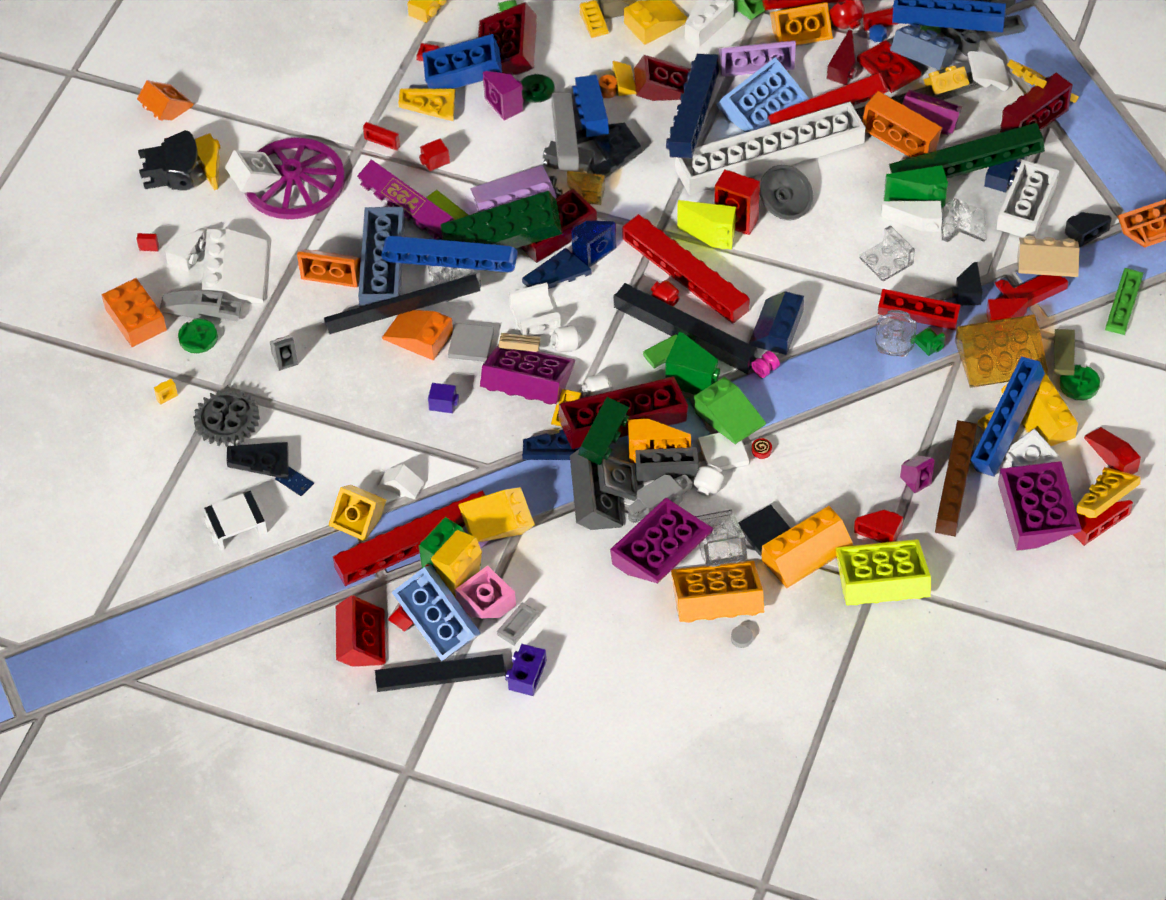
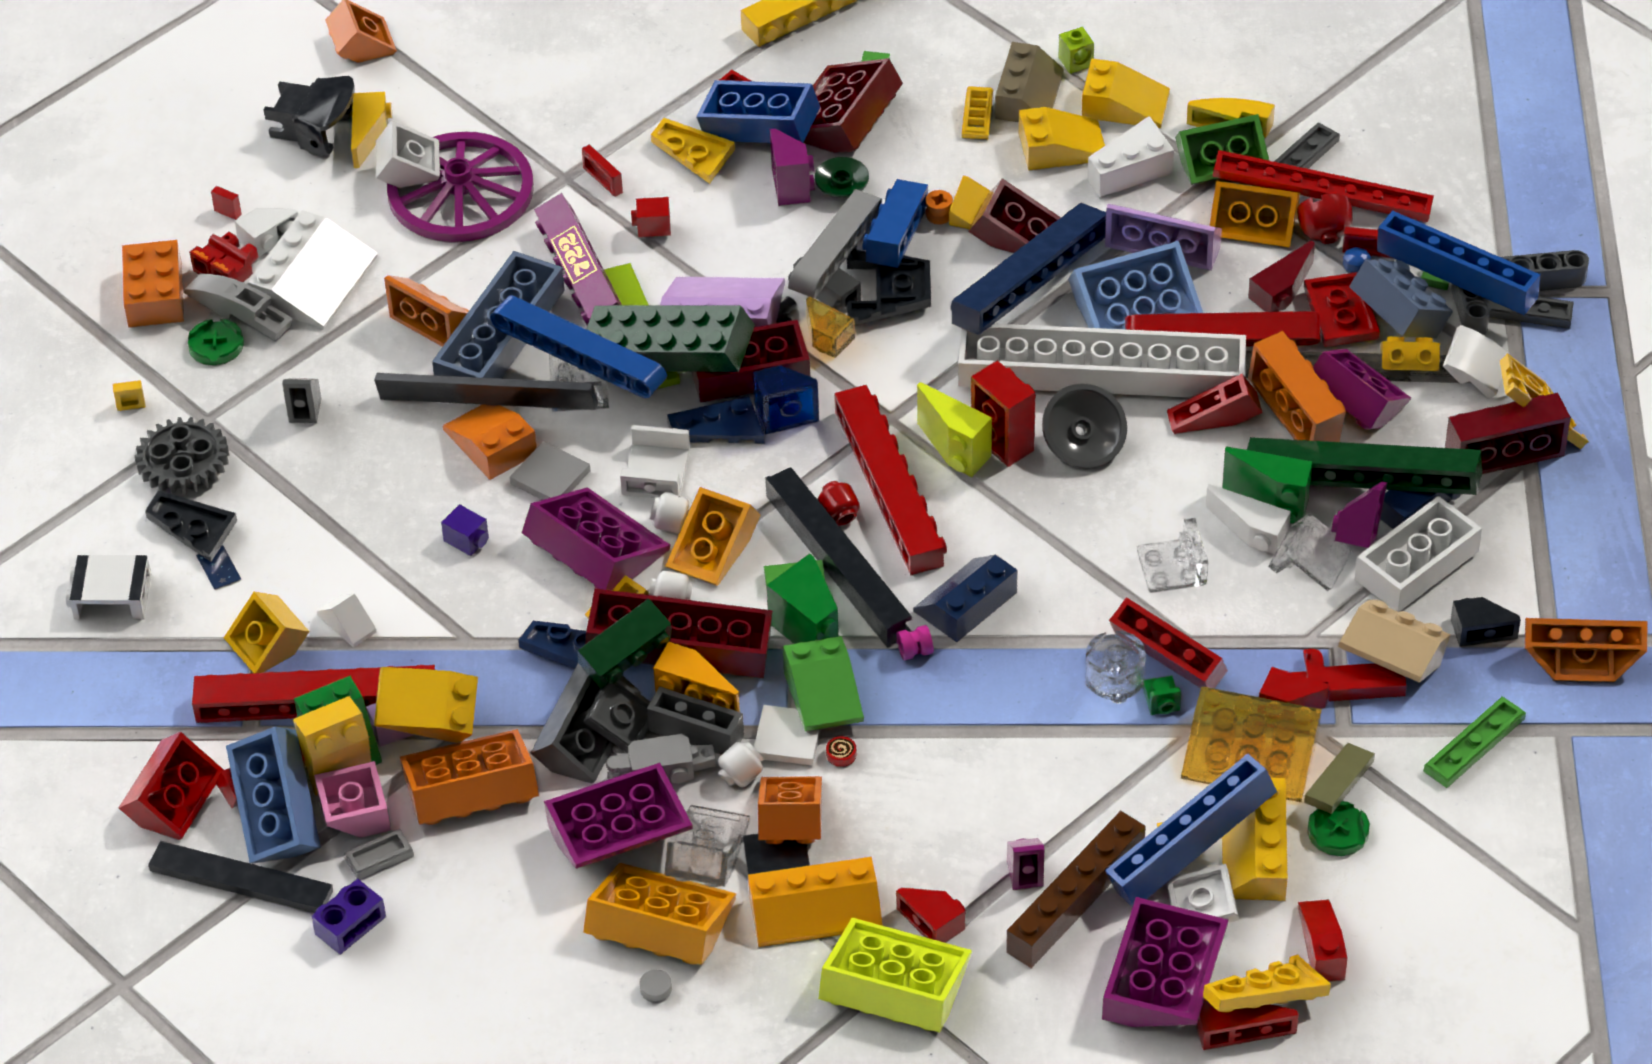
camera: 25 degrees right, 5 degrees down
(170, 279) = (224, 257): none -> red hips
(519, 342) = (610, 495): tan tile -> none
(545, 552) = (469, 777): none -> orange slope
(601, 344) = (712, 536): none -> light orange slope
(757, 495) = (790, 809): none -> orange slope
(853, 153) = (1217, 407): none -> red slope
(968, 286) = (1260, 640): black slope -> none
(985, 188) = (1360, 518): none -> magenta slope

